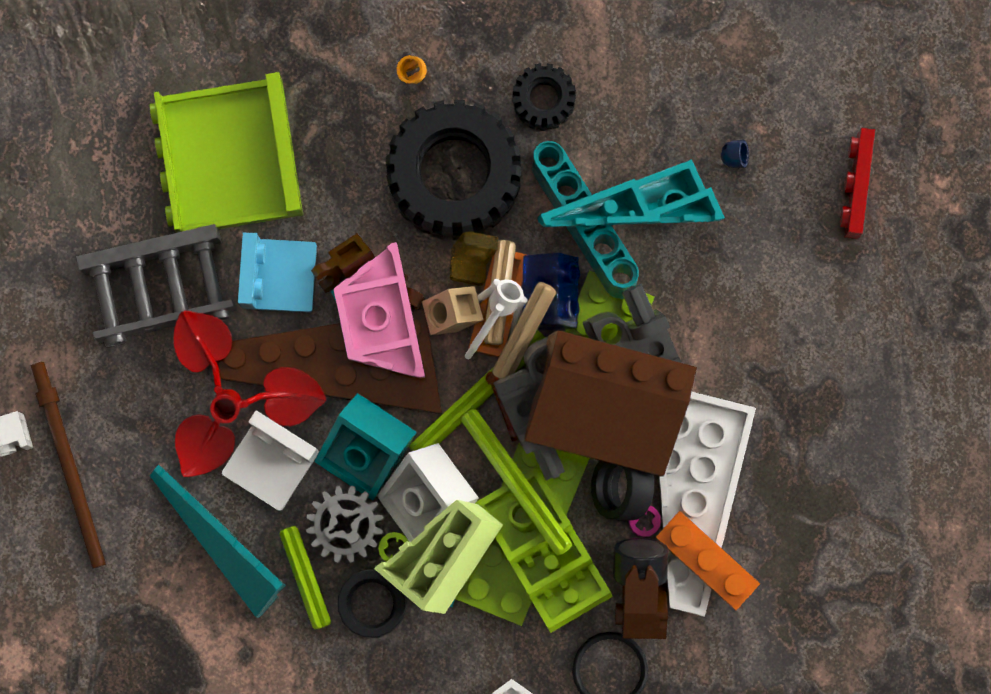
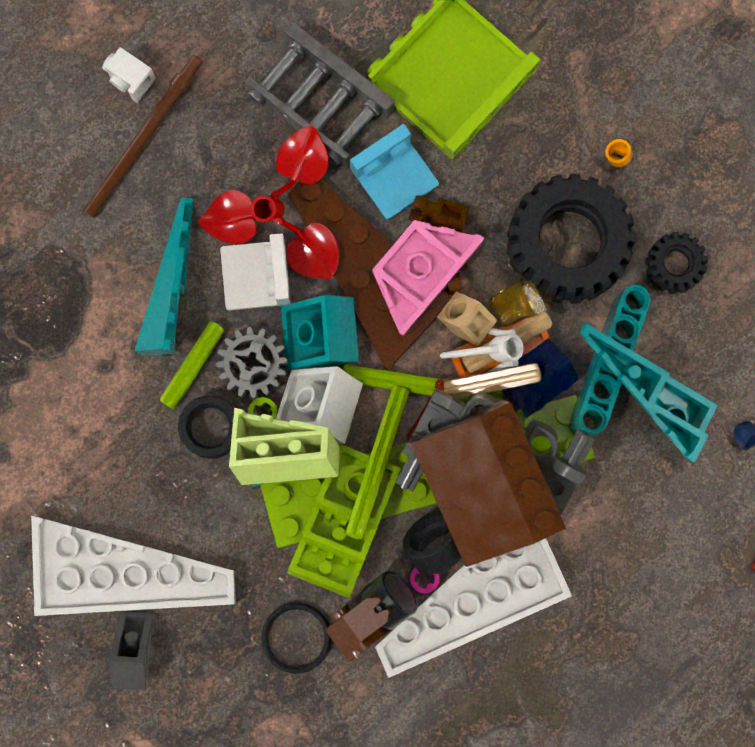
camera: 50 degrees right, 0 degrees up
(707, 560) = (430, 648): orange plate -> none

